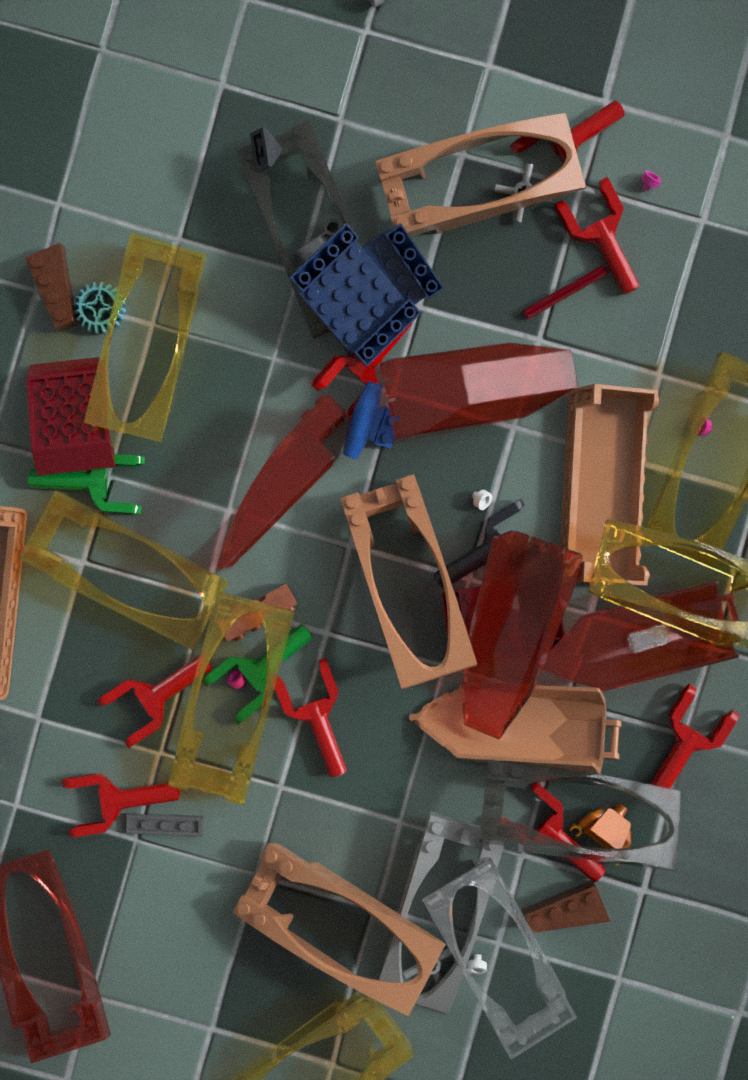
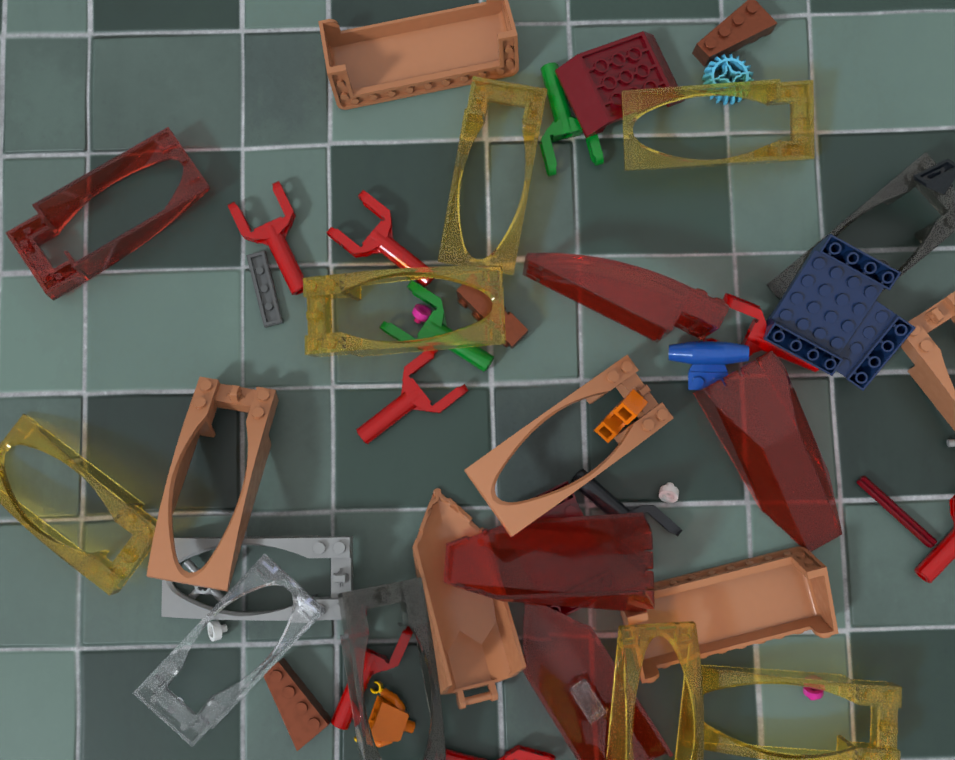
camera: 75 degrees right, 5 degrees down
(396, 523) = (621, 415): none -> orange arch

